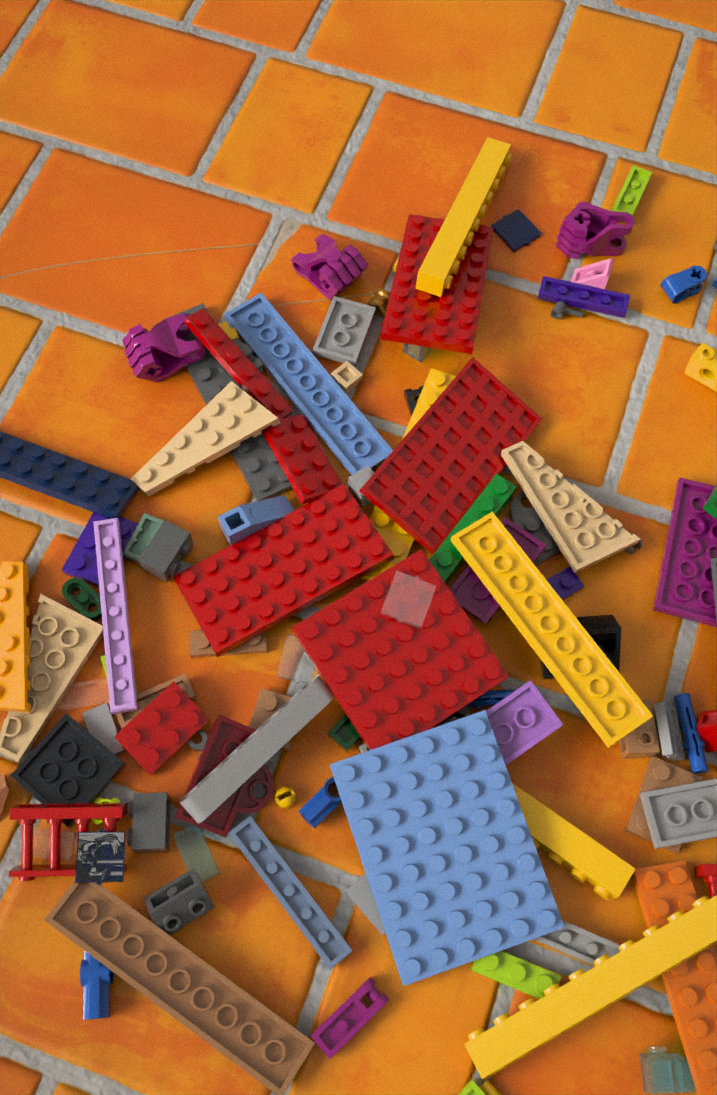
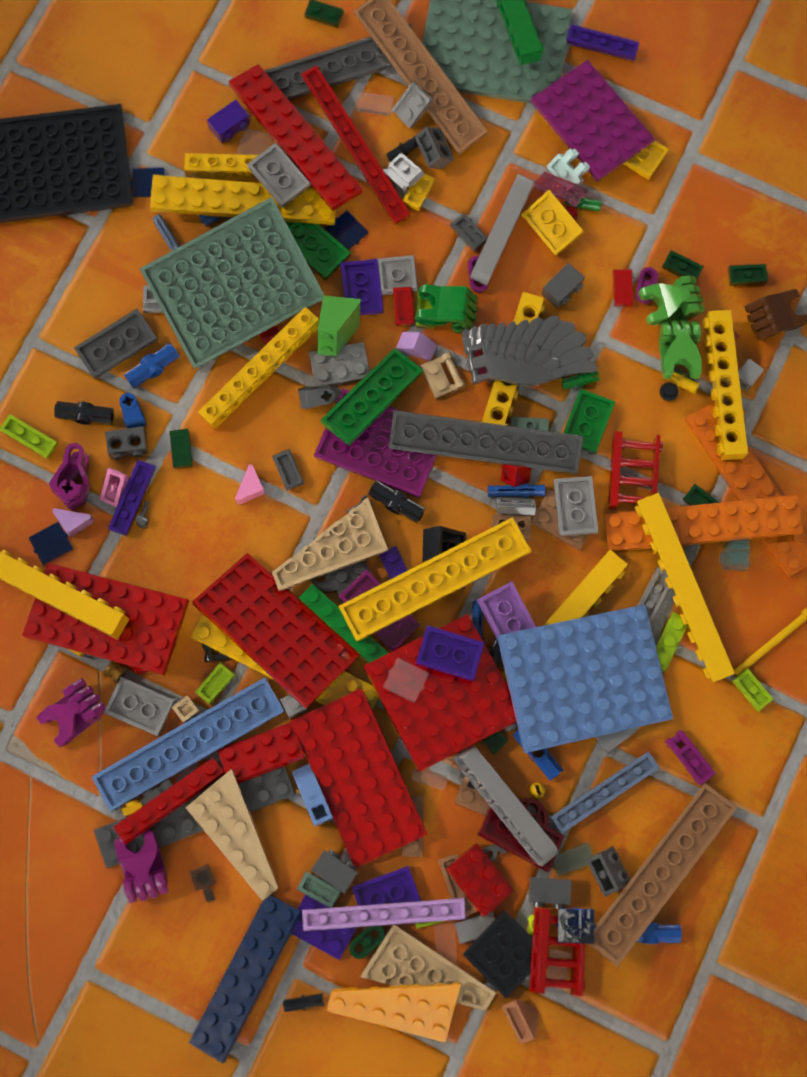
camera: 85 degrees left, 10 degrees up
(12, 535) = (303, 1002): none -> black axle
(147, 617) = (387, 889): none -> dark purple plate
(151, 414) = (202, 880): none -> clear smoke plate
(380, 405) = (215, 683): none -> lime tile
(451, 651) = (450, 653): none -> dark purple plate
(542, 243) = (73, 521): none -> lavender slope
(623, 412) = (250, 487): none -> bright pink slope
(641, 581) = (396, 501): none -> black piece
(647, 283) = (126, 437): none -> dark grey brick
(653, 339) = (180, 448): none -> dark green tile
(653, 452) = (288, 470): none -> dark grey plate
(671, 240) = (84, 413): none -> black piece

